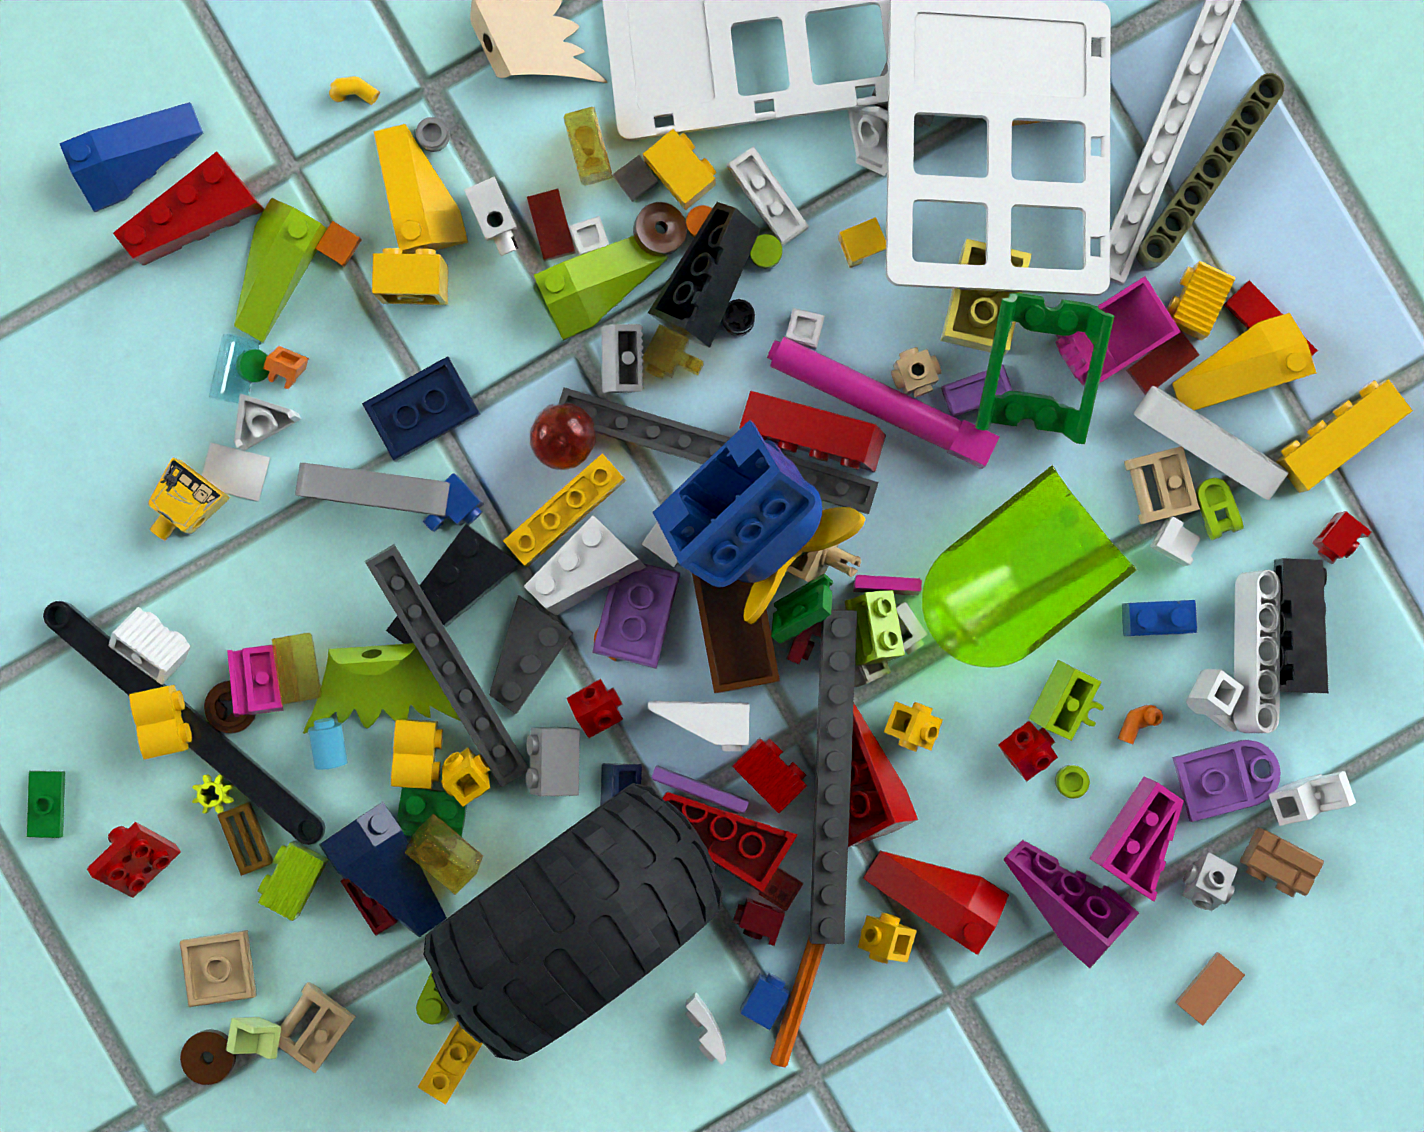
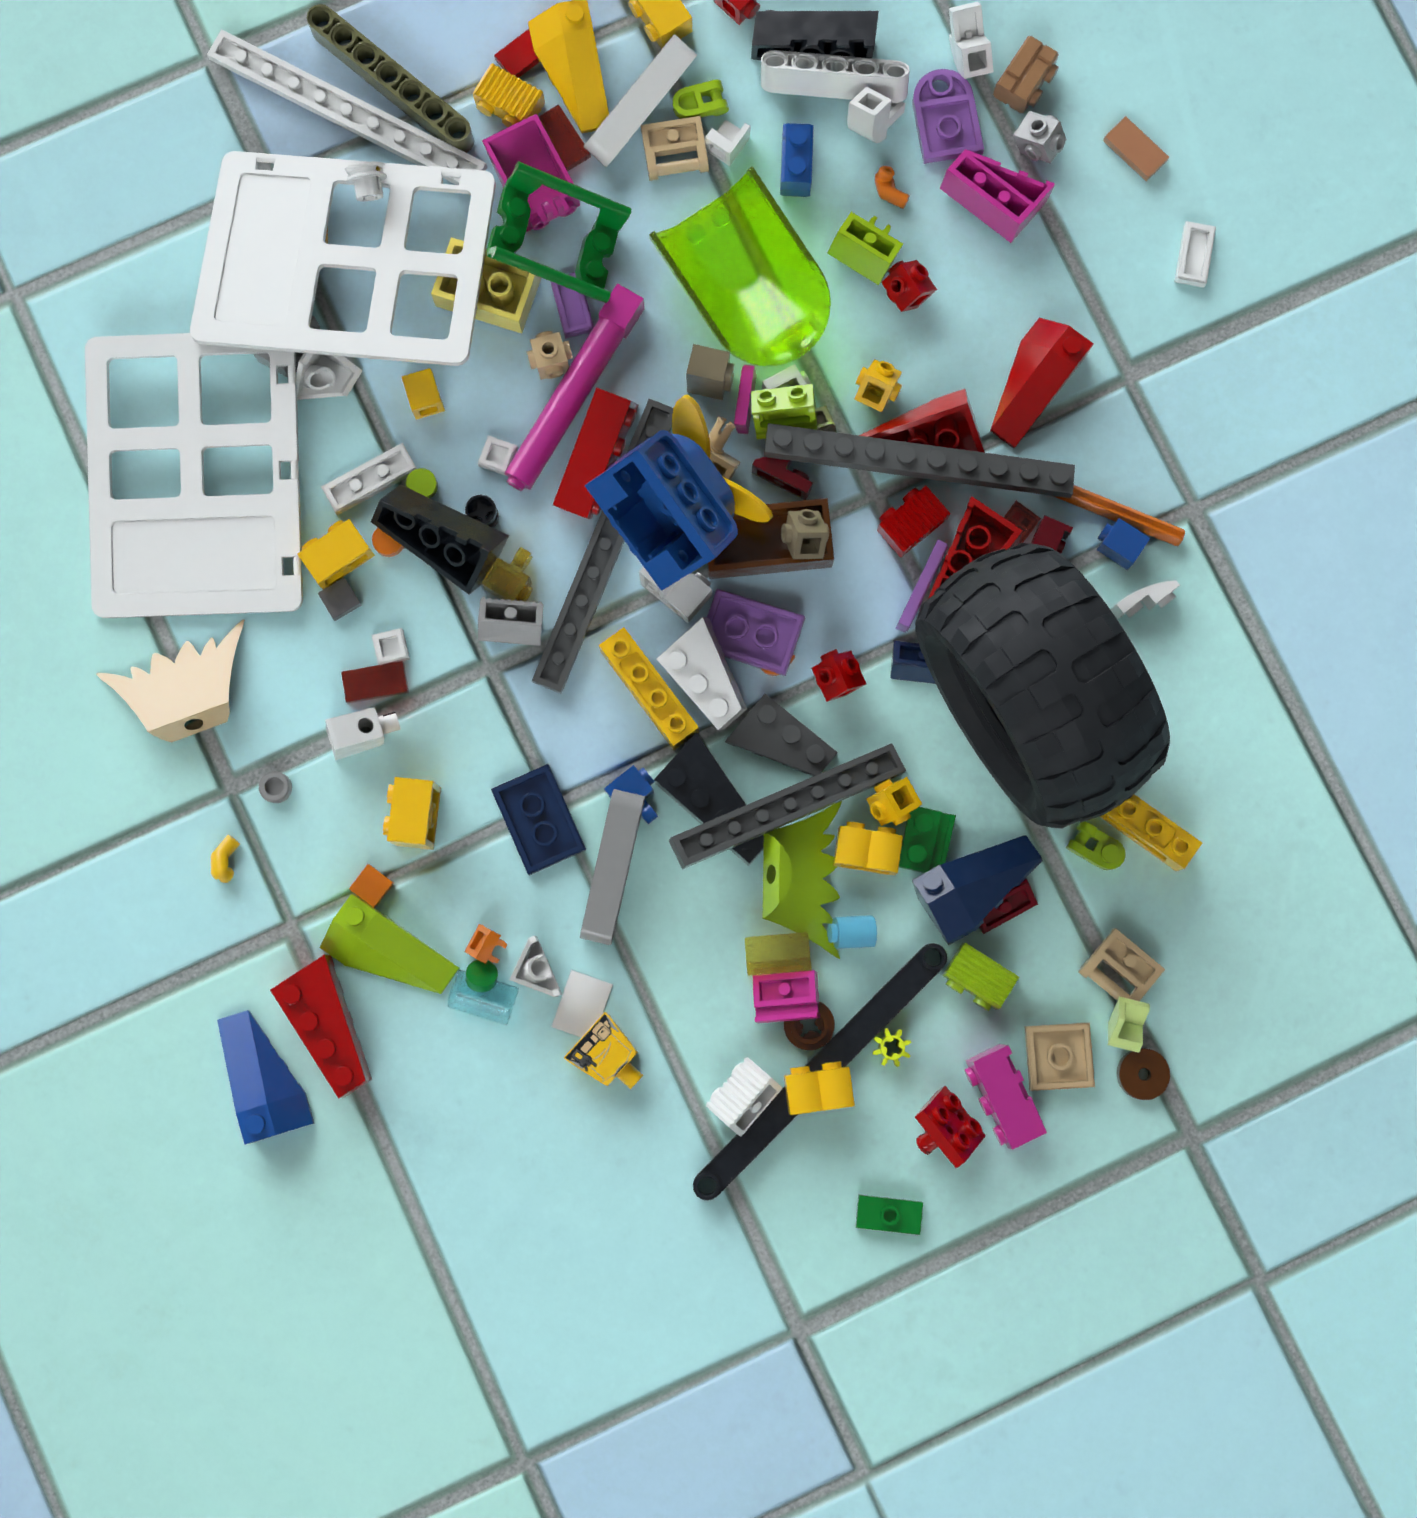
camera: 90 degrees left, 5 degrees down
(170, 913) = (1004, 1096): none -> dark pink wedge
(257, 833) = (911, 1029): pearl gold tile -> none
(417, 198) = (337, 805): yellow wedge -> none
(444, 854) = (966, 827): clear yellow brick -> none
(553, 761) = (885, 717): light grey brick -> none
(562, 436) = (578, 684): clear red cylinder -> none
(587, 146) = (304, 636): clear yellow brick -> none
(593, 283) = (437, 648): lime wedge -> none
(670, 219) = (387, 567): reddish brown piece -> none
(714, 721) = (861, 557): white slope -> none
(734, 660) = (805, 534): none -> dark tan brick
(802, 608) = (762, 471): green plate -> none
(886, 938) = (1072, 427): yellow brick -> none
(909, 544) = (709, 372): none -> dark tan brick
(1072, 781) = (939, 252): lime tile -> none
(1078, 911) = (1063, 251): magenta wedge -> none
(1082, 157) = (367, 180): none -> white piece
(1096, 1060) = (1195, 254): none -> white tile

